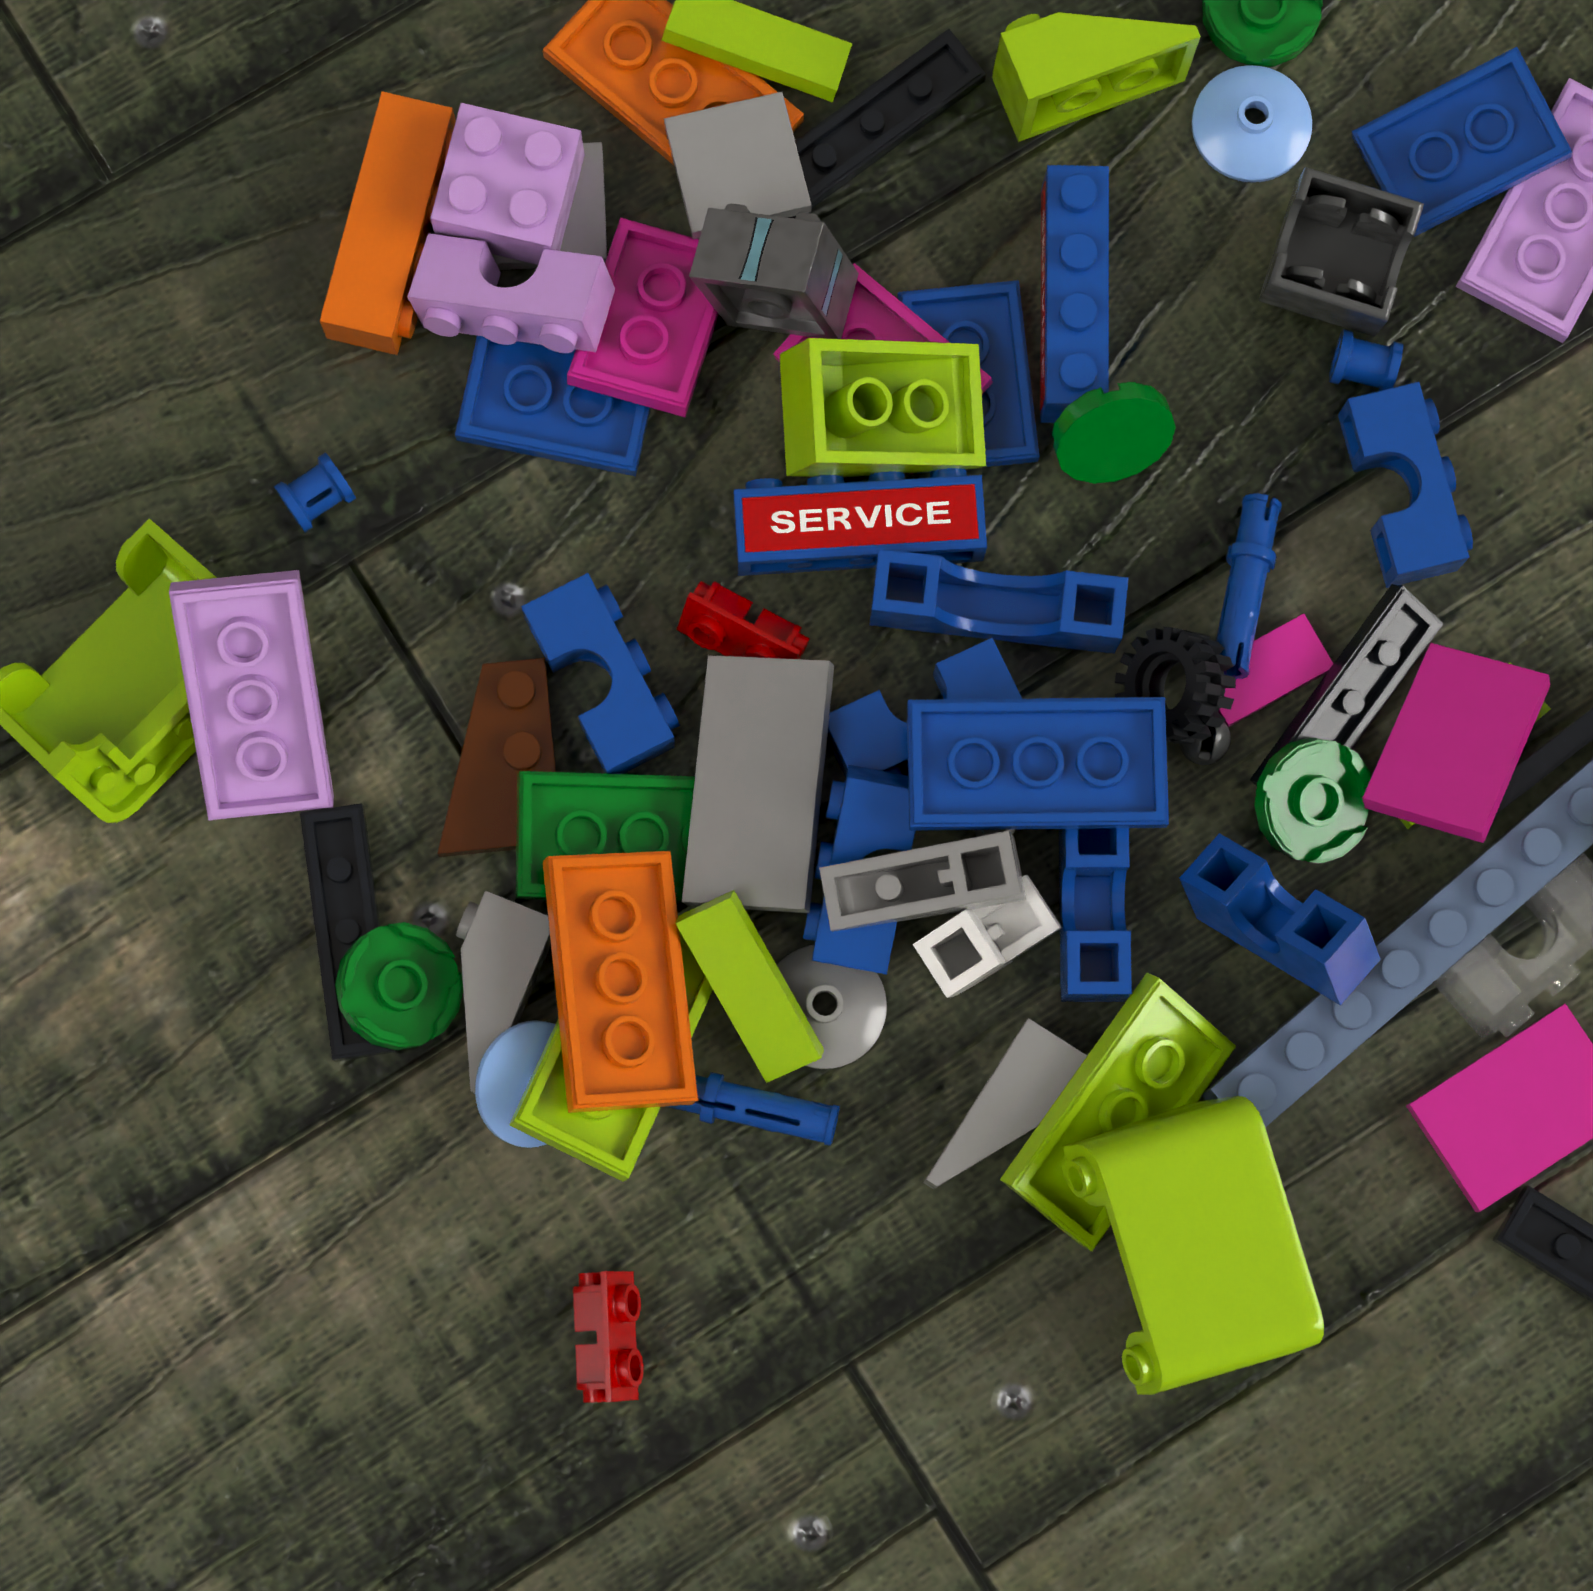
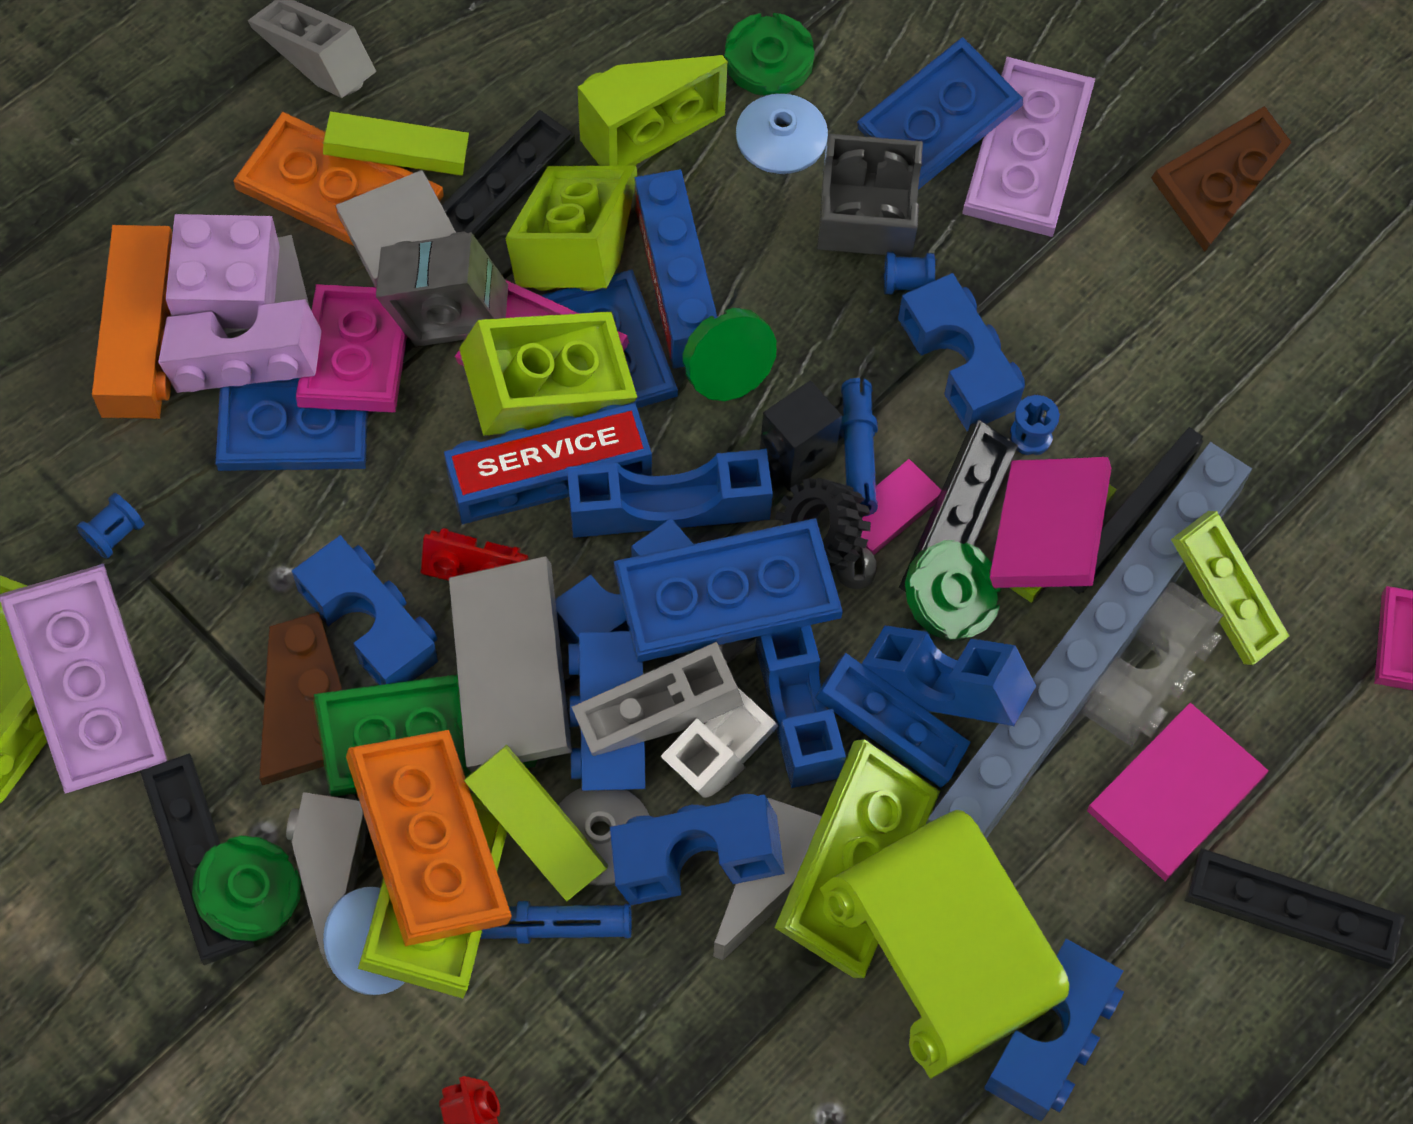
camera: 10 degrees left, 15 degrees down
(877, 1055) = (653, 849): none -> blue arch
(957, 209) = (572, 228): none -> lime slope
(1173, 563) = (800, 435): none -> black brick
(1200, 951) = (893, 720): none -> blue plate
(1265, 1413) = (1035, 1072): none -> blue arch
(1466, 587) = (1030, 421): none -> blue bush

